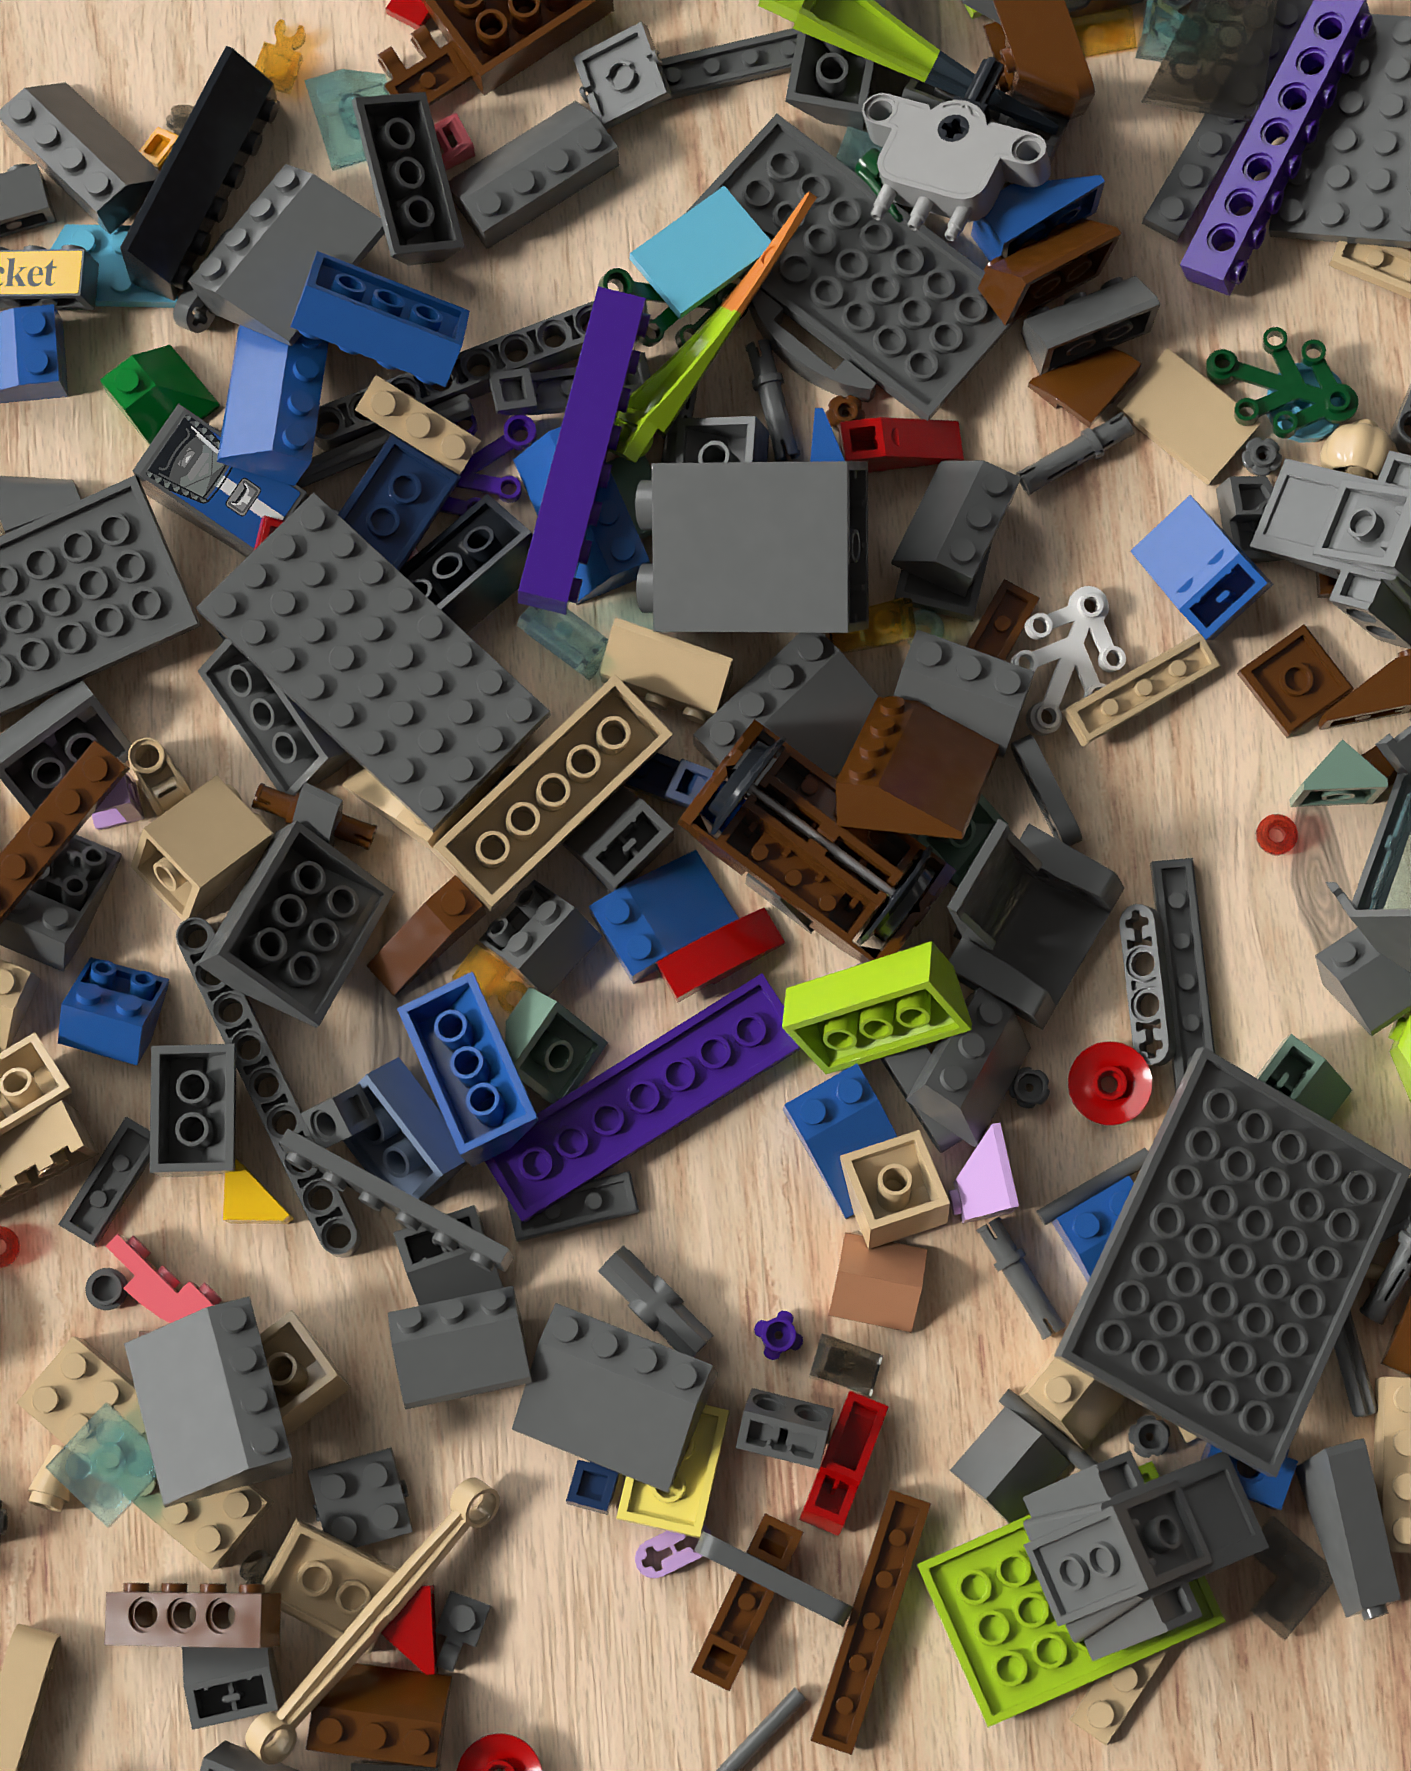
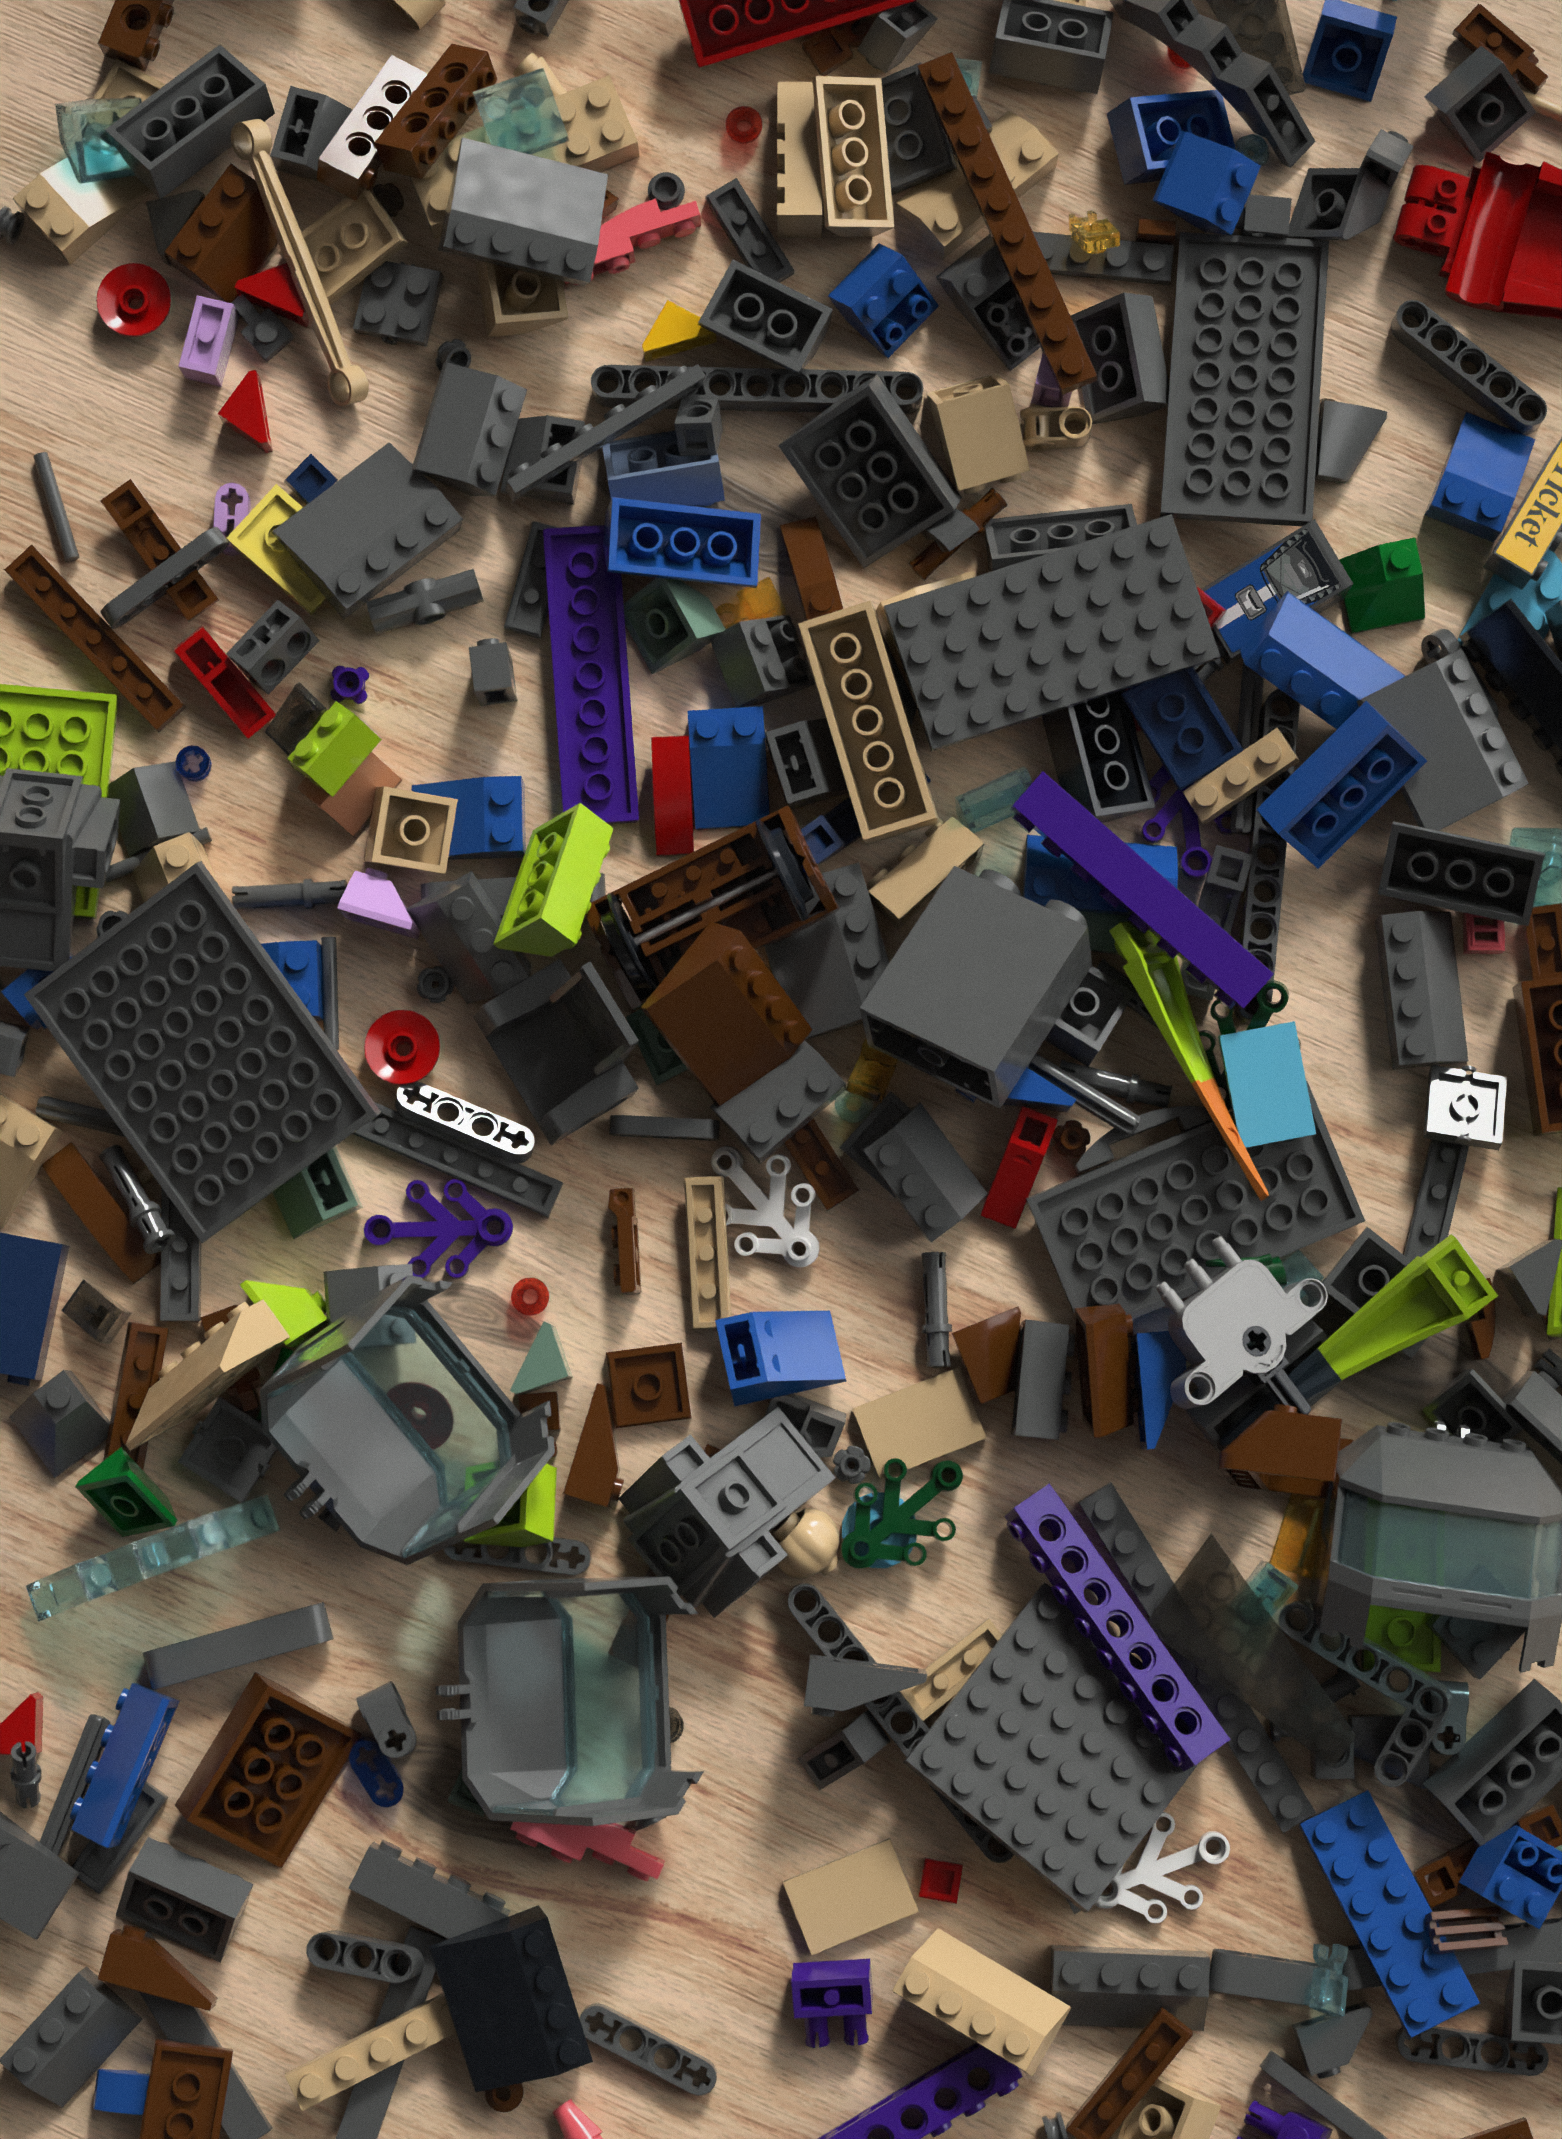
camera: 120 degrees right, 5 degrees up
(143, 1560) = (435, 111): none -> reddish brown brick
(389, 1411) = (460, 357): none -> dark grey plate
(502, 1673) = (209, 341): none -> lavender panel
(556, 1591) = (247, 412): none -> red slope
(694, 1190) = (492, 672): none -> dark grey brick
(802, 405) = (1086, 1096): none -> dark grey axle
(857, 1306) = (333, 749): none -> lime slope
(944, 1462) = (182, 760): none -> clear blue bush
(1170, 774) = (626, 1238): none -> reddish brown hinge
(1258, 950) = (446, 1228): none -> dark purple plant

